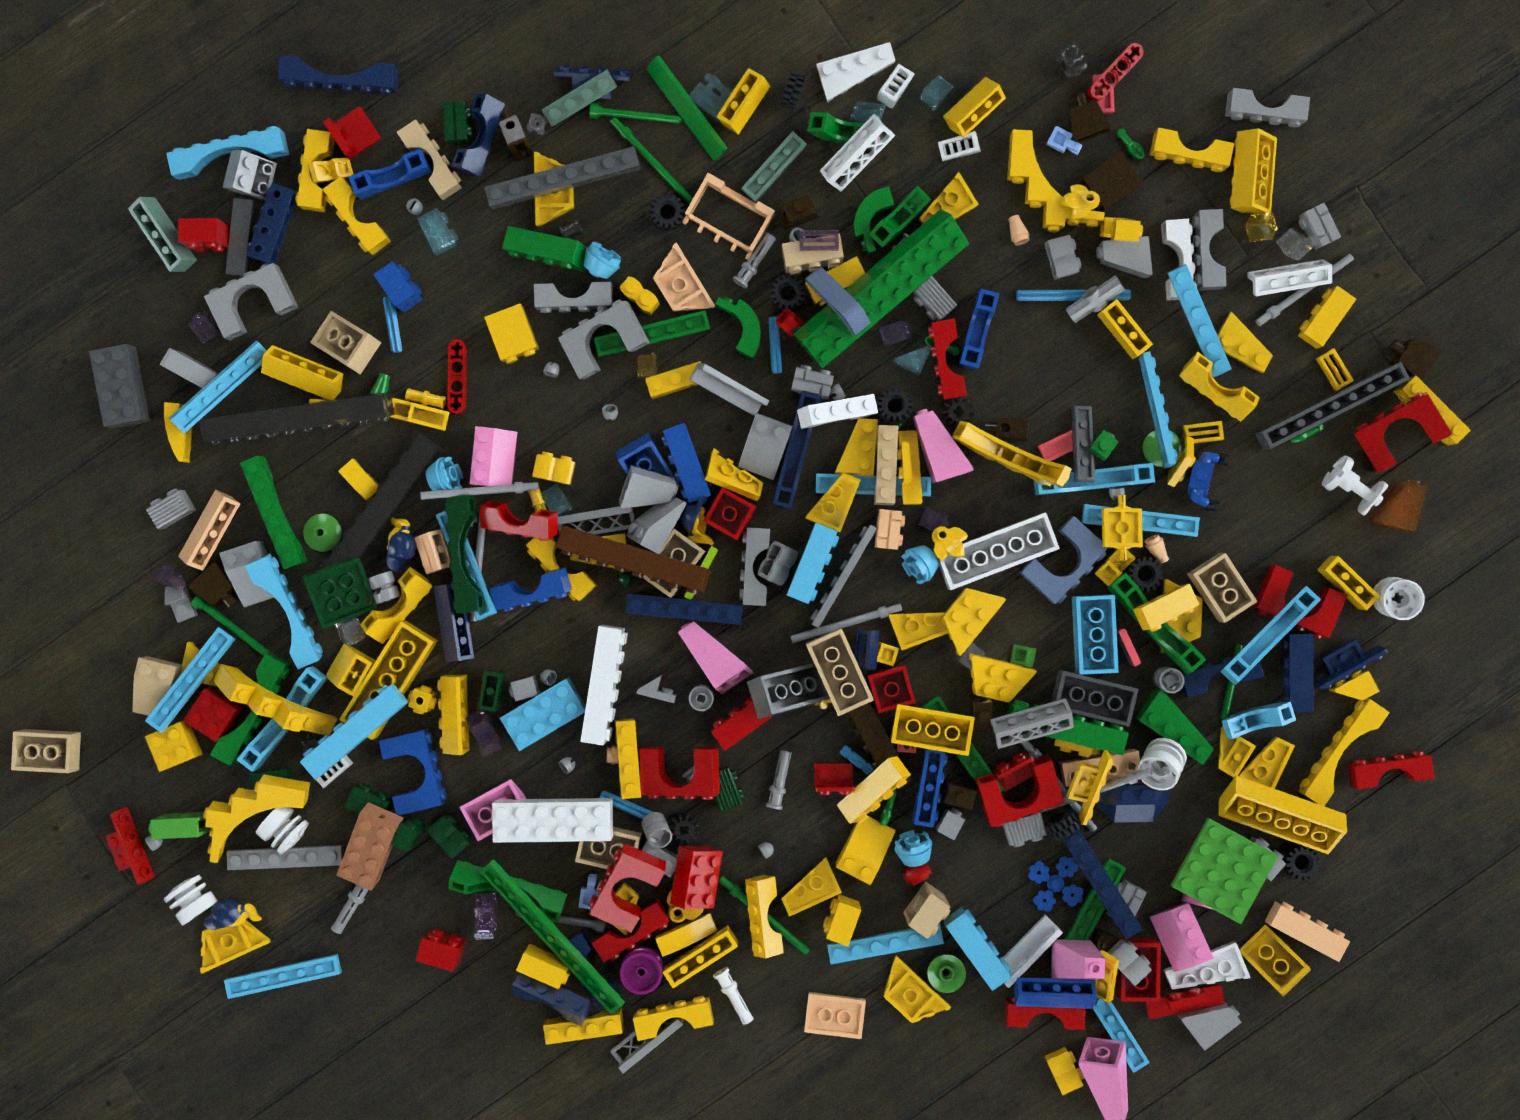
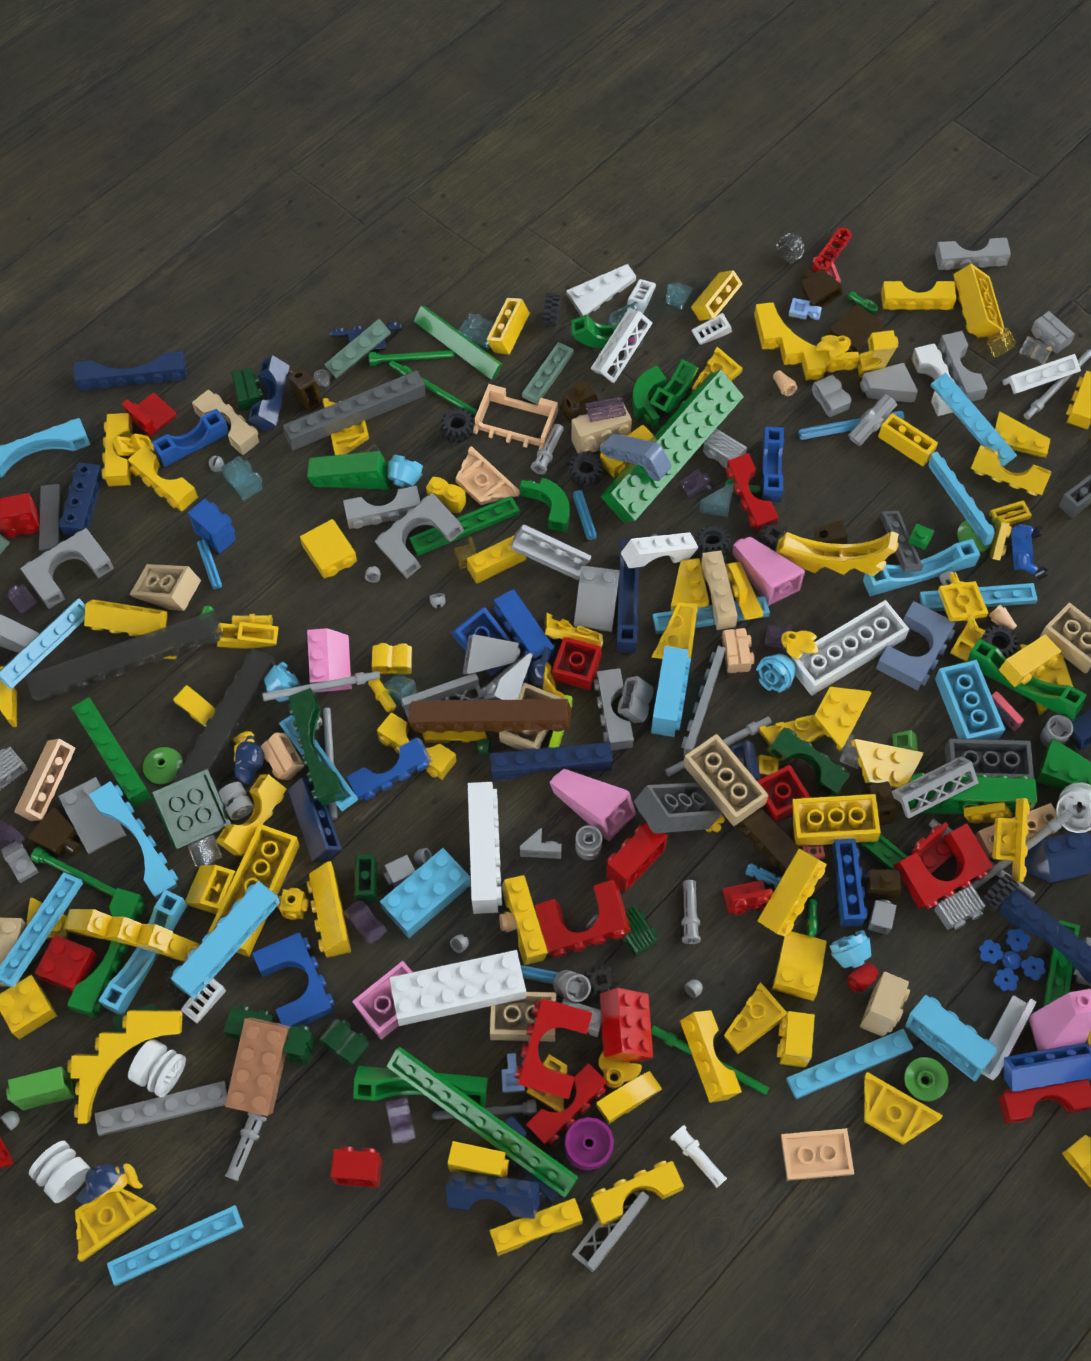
camera: 15 degrees left, 25 degrees down
(249, 174) = (53, 463): light grey slope -> none
(460, 376) = (280, 597): red beam -> none
(497, 517) = (388, 701): red arch -> none
(700, 956) = (651, 1115): yellow brick -> none
(789, 322) = (593, 490): red rock -> none
(812, 381) = (625, 532): light grey brick -> none
(939, 679) = (829, 776): none -> dark green arch

